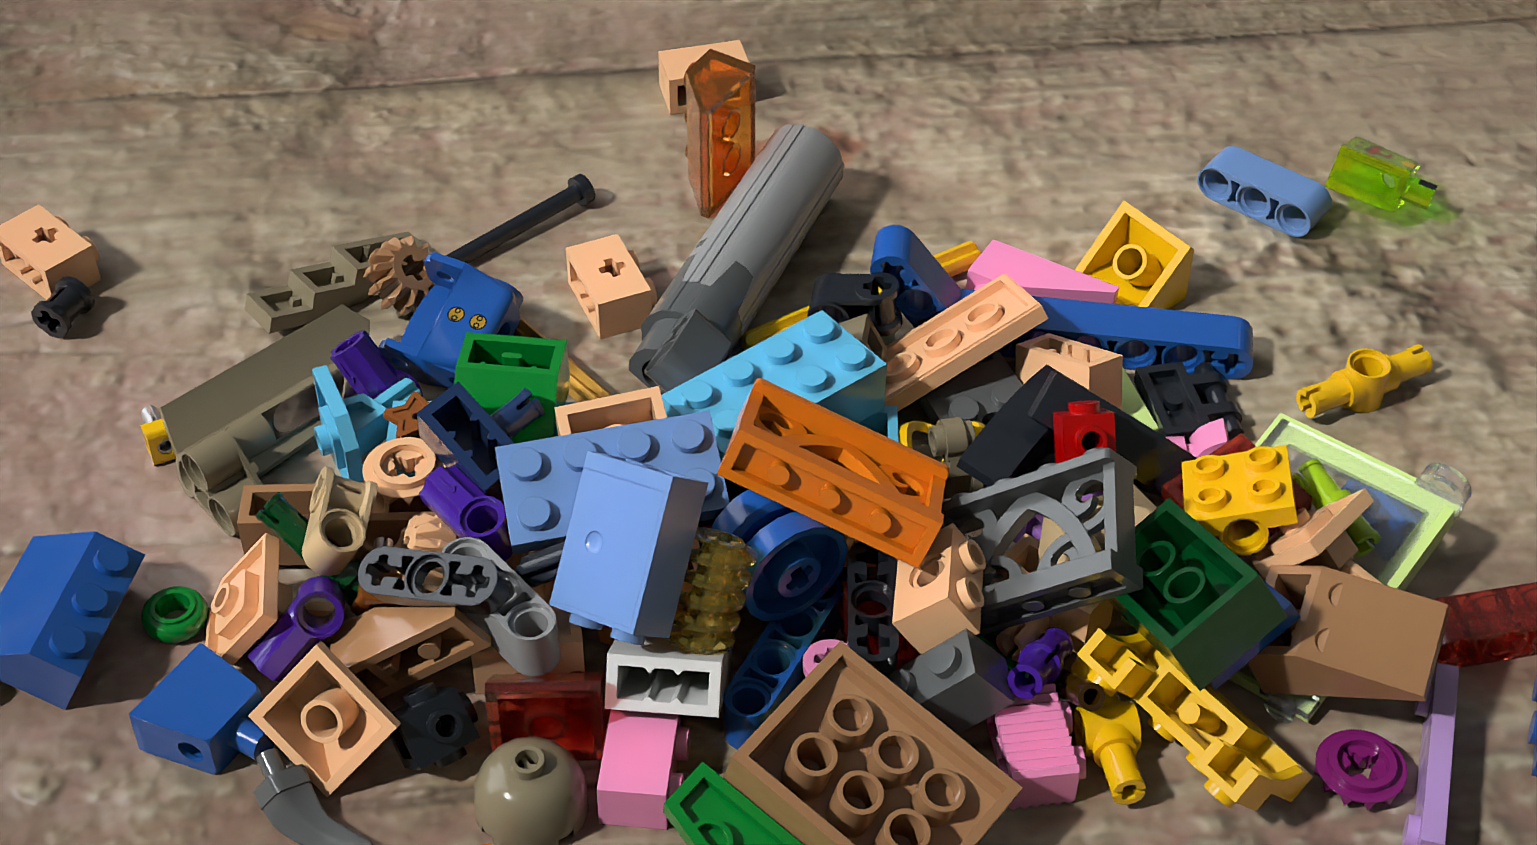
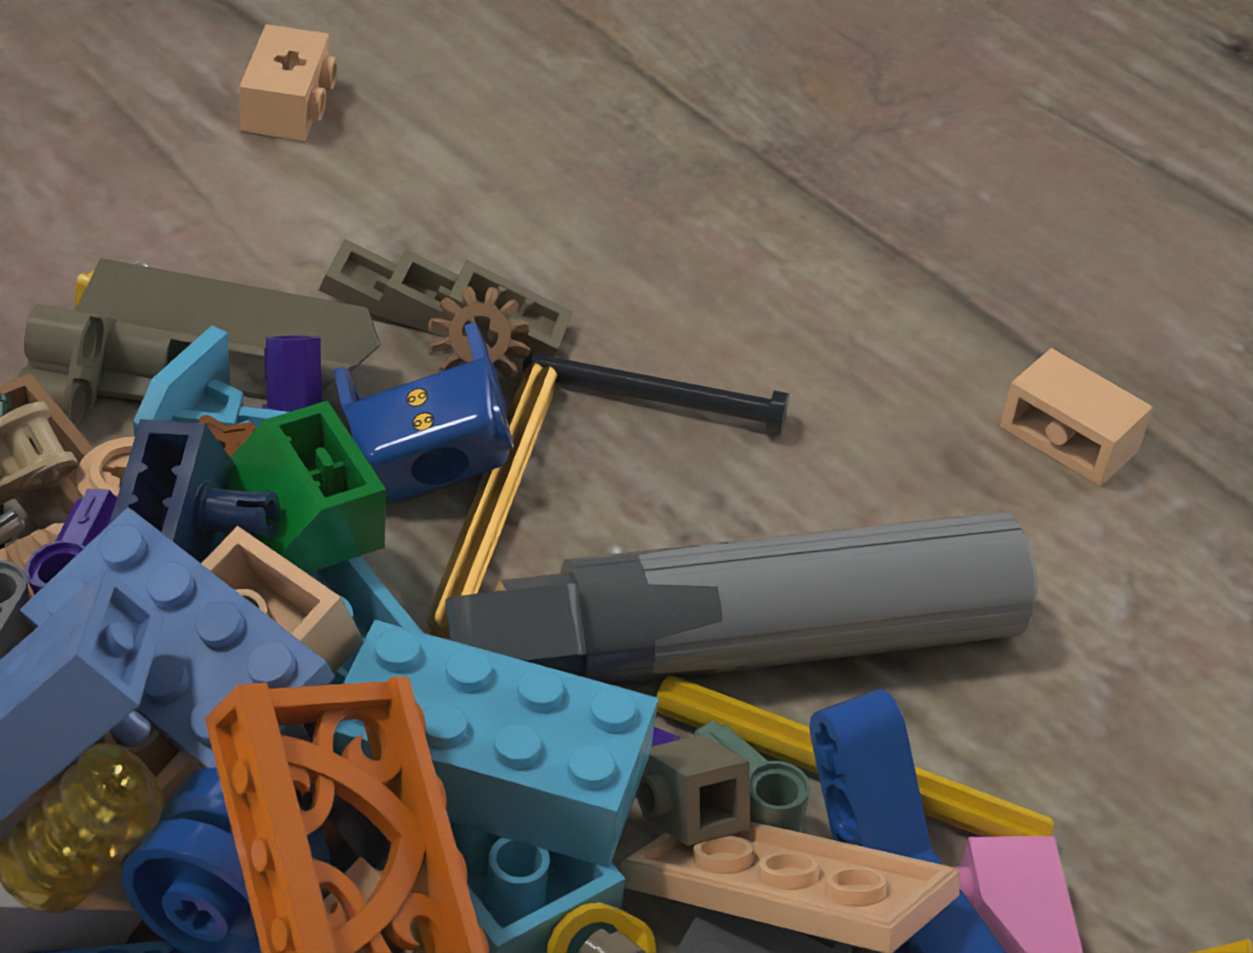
camera: 50 degrees right, 0 degrees up
(63, 307) = (225, 131): black bush -> none
(610, 285) = (638, 505): light nougat brick -> none
(719, 126) = (945, 444): clear orange slope -> none
(858, 294) = (774, 739): black piece -> none

